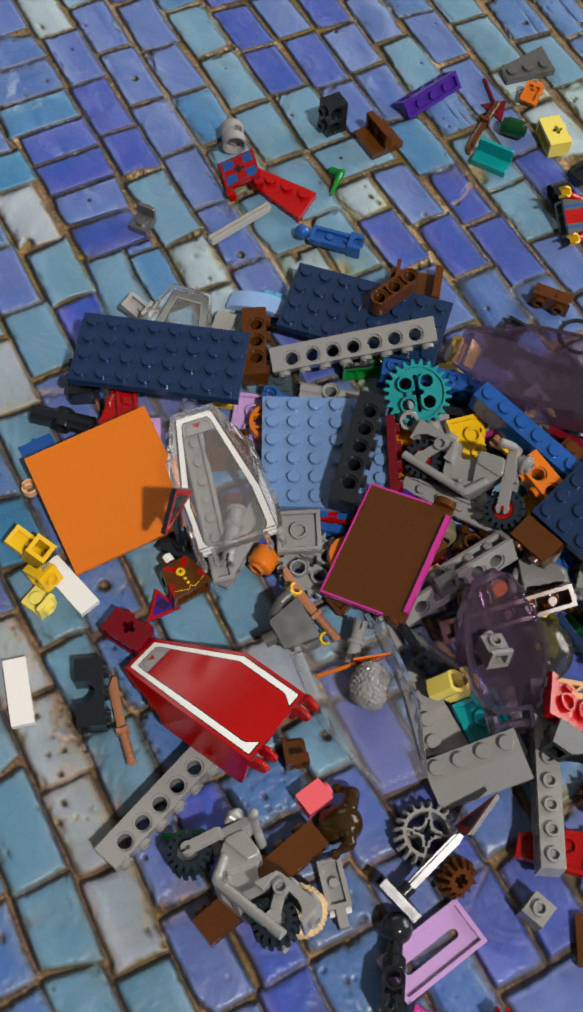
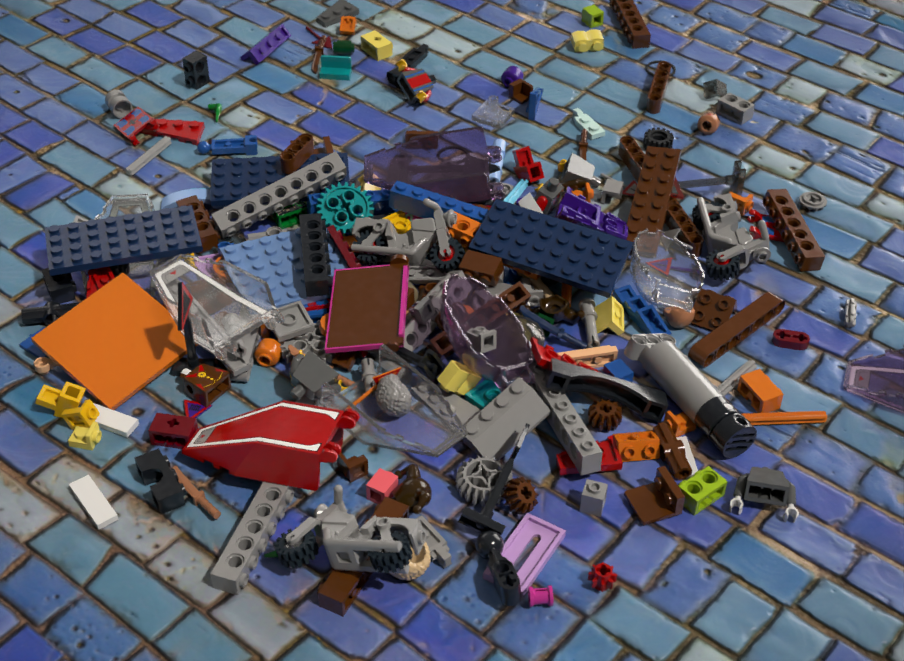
camera: 20 degrees left, 20 degrees down
(144, 219) = (65, 173): flat silver bracket -> none
(377, 137) = (237, 77): reddish brown bracket -> none
(403, 416) = (347, 220): light grey bush -> none

